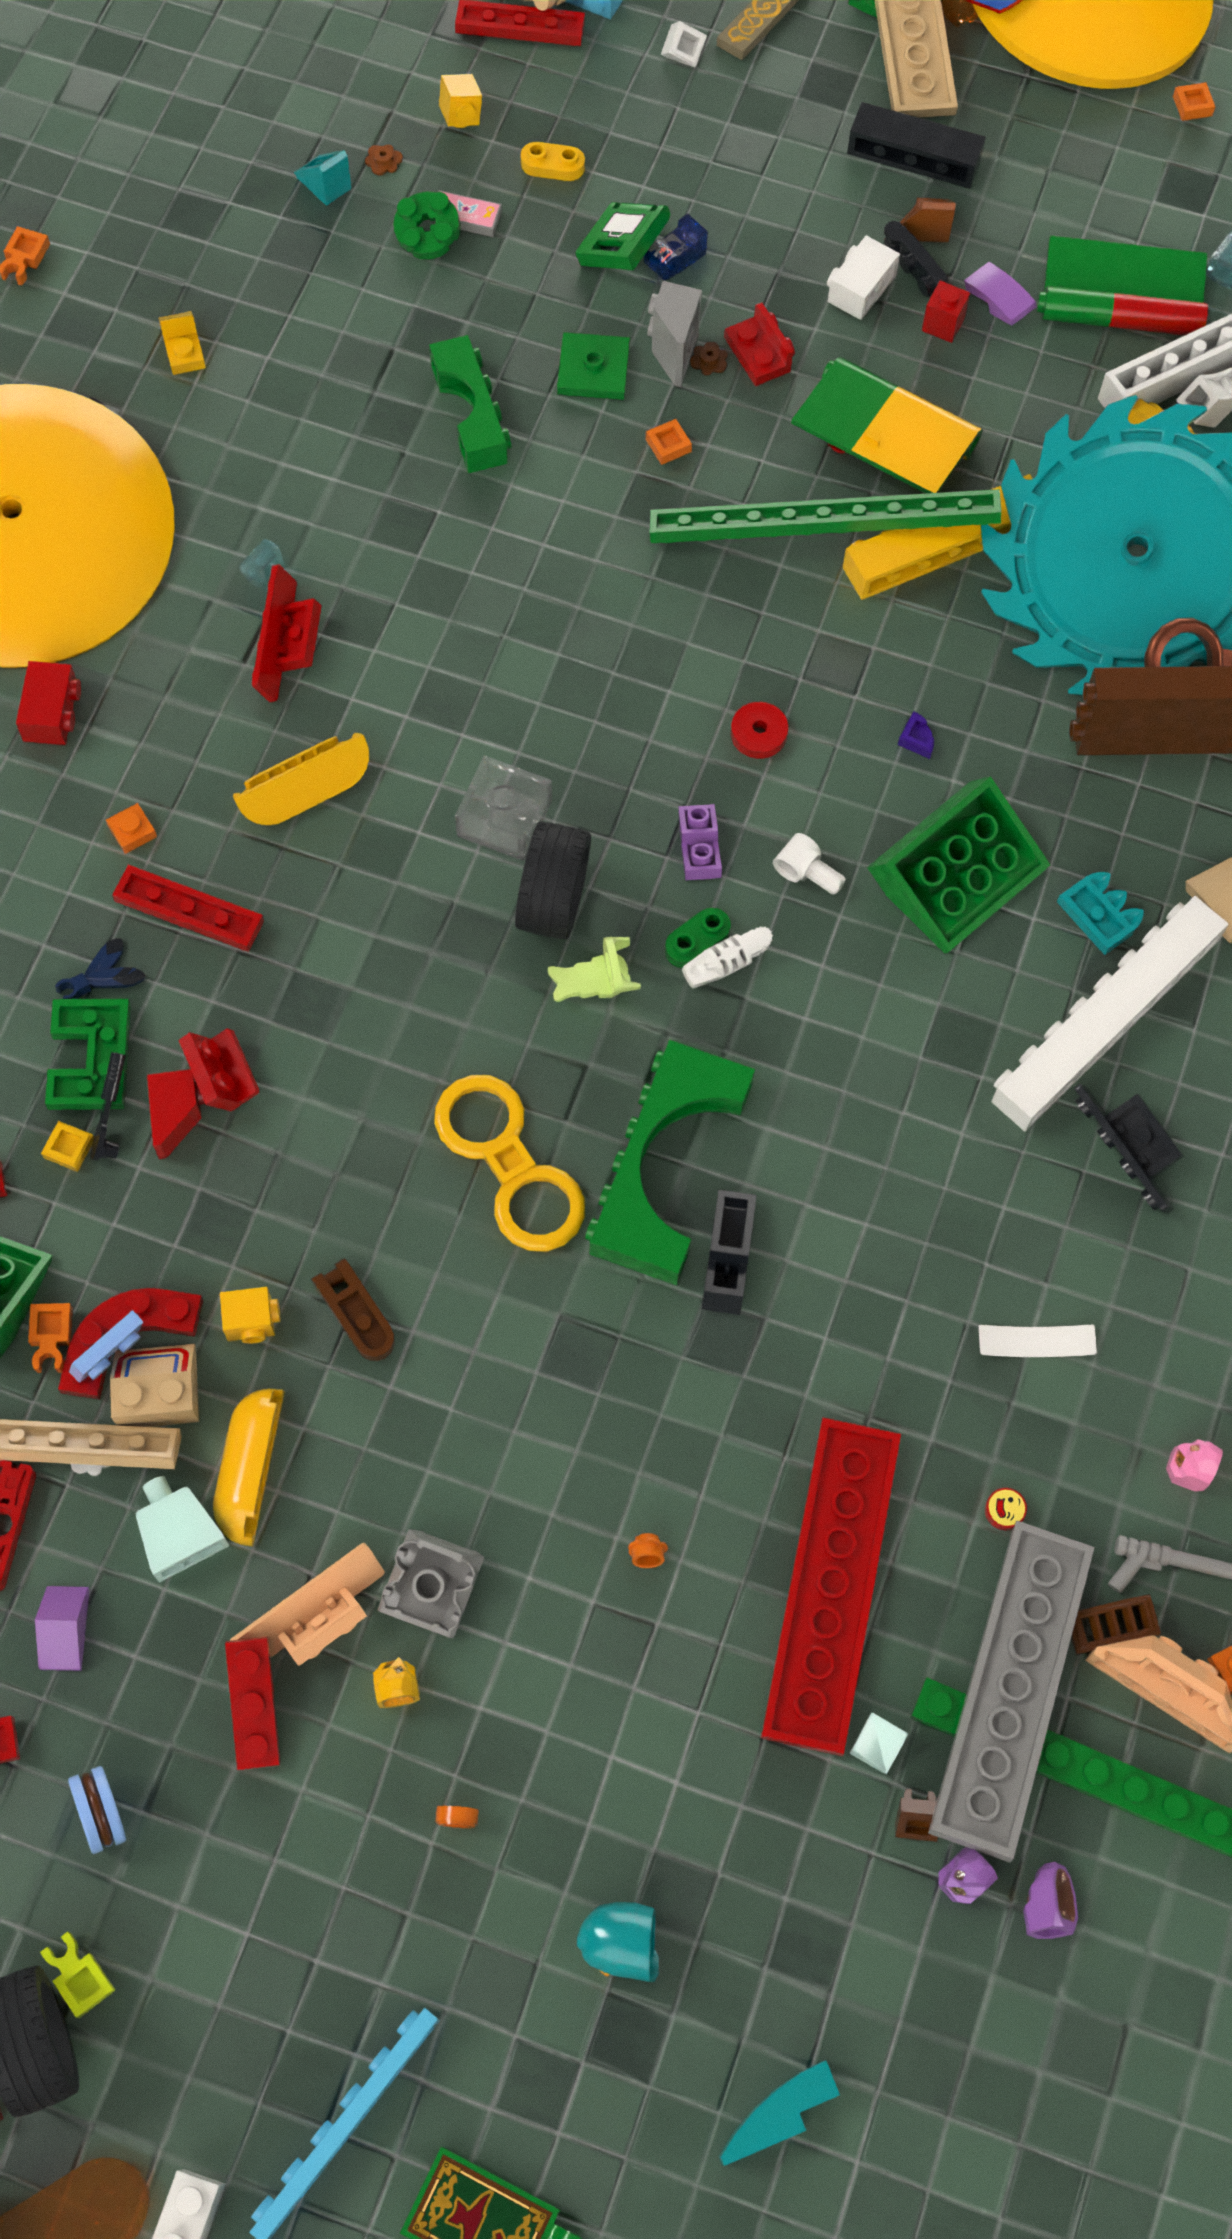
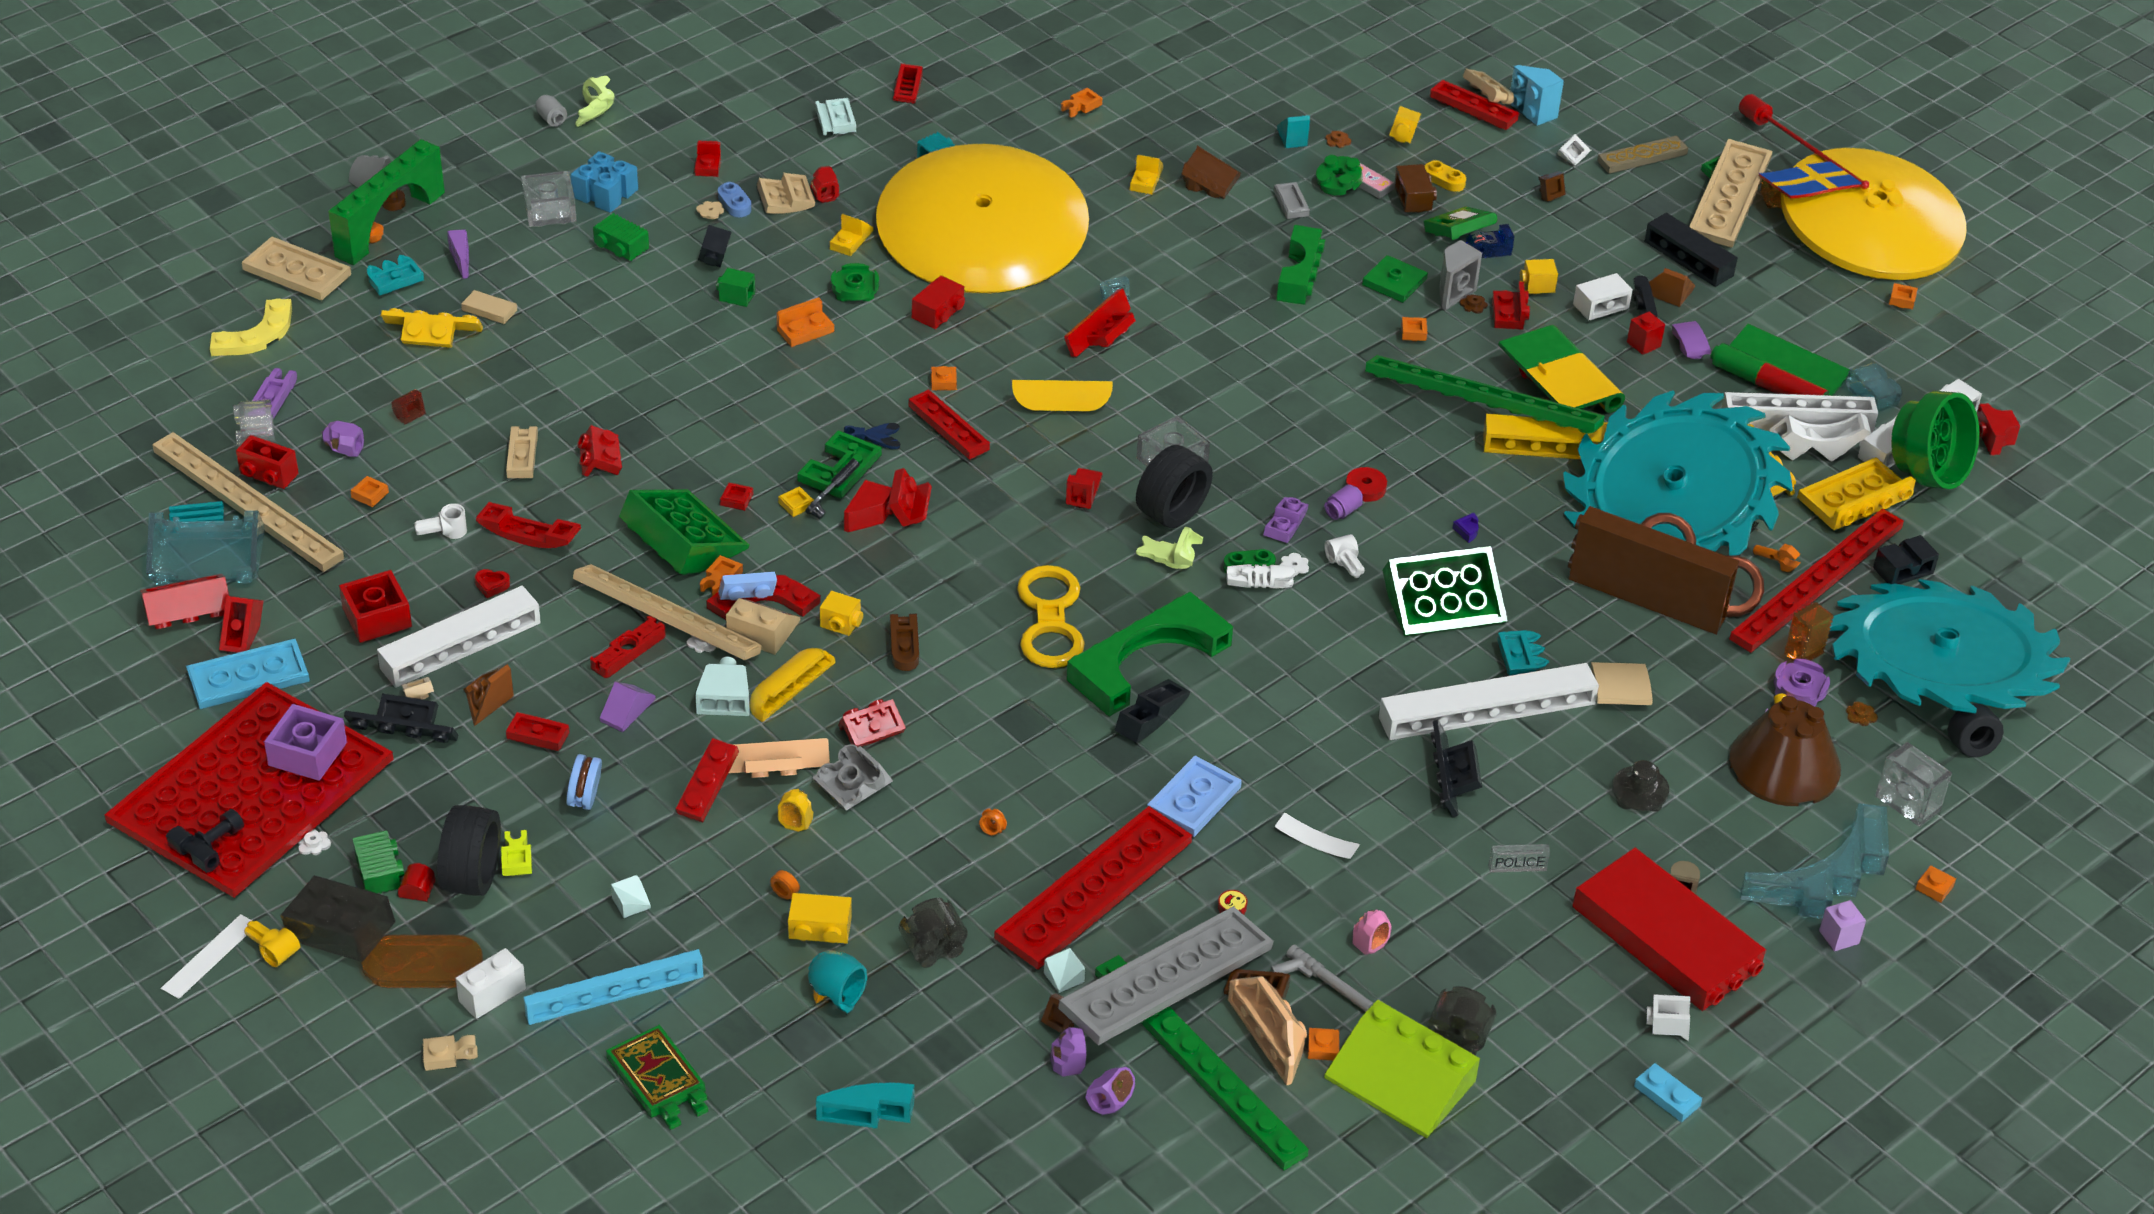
camera: 30 degrees right, 25 degrees down
(263, 302) = (1209, 174): none -> reddish brown slope
(271, 1955) = (630, 896): none -> light aqua slope
(389, 294) = (1291, 200): none -> light grey tile
(400, 1477) = (872, 723): none -> bracket
(424, 924) = (1082, 487): none -> red bracket
(535, 204) = (1415, 188): none -> reddish brown brick
(539, 1852) = (820, 918): none -> yellow brick
(694, 118) = (1552, 186): none -> reddish brown tile
(697, 1792) = (933, 931): none -> clear smoke brick
(750, 903) = (1295, 561): none -> white plant
(754, 778) = (1343, 502): none -> medium lavender brick
(771, 279) = (1539, 276): none -> yellow brick
(862, 1364) = (1195, 795): none -> light blue plate

